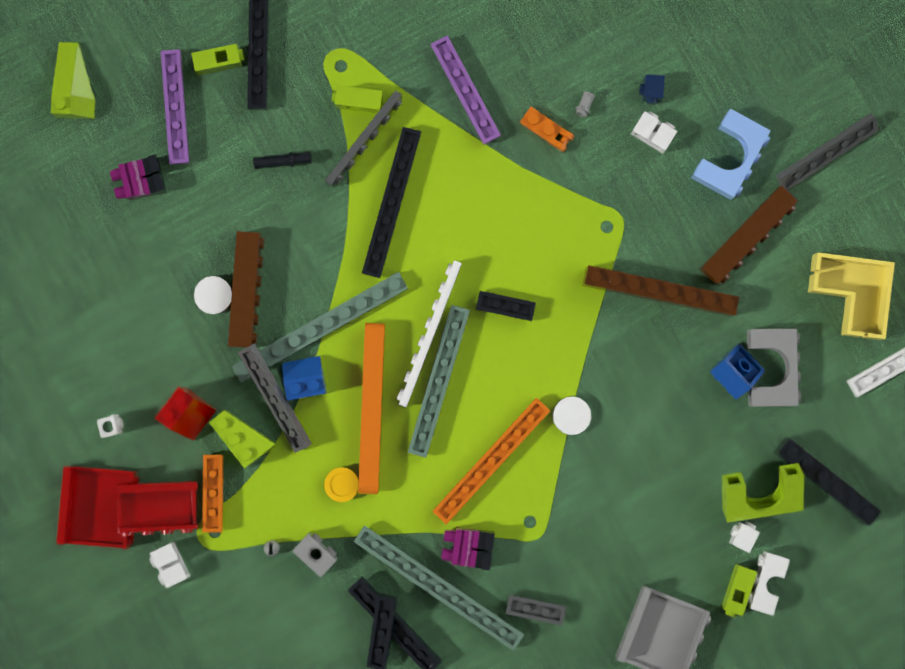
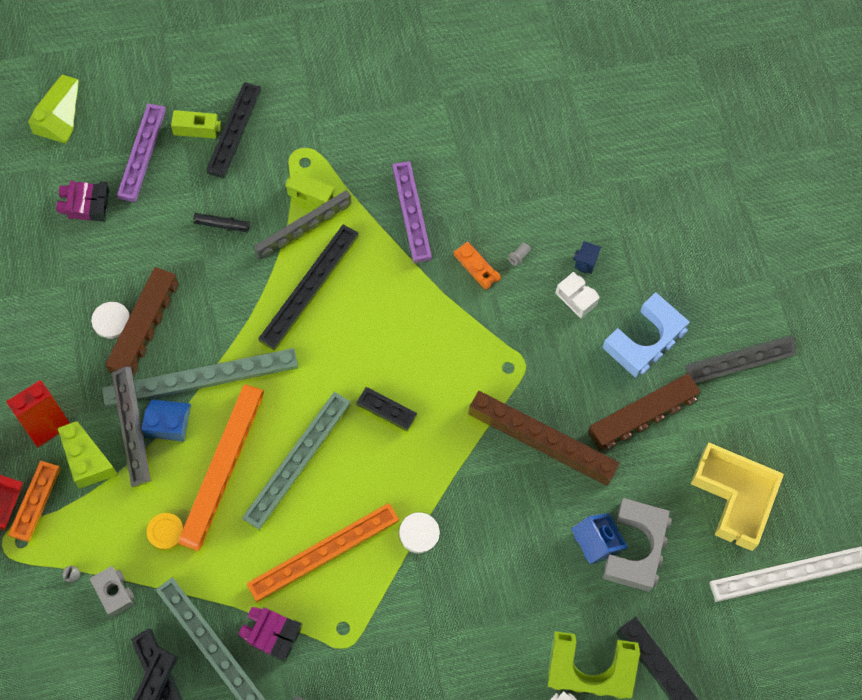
camera: 15 degrees right, 20 degrees down
(431, 325) = (299, 417): white plate -> none

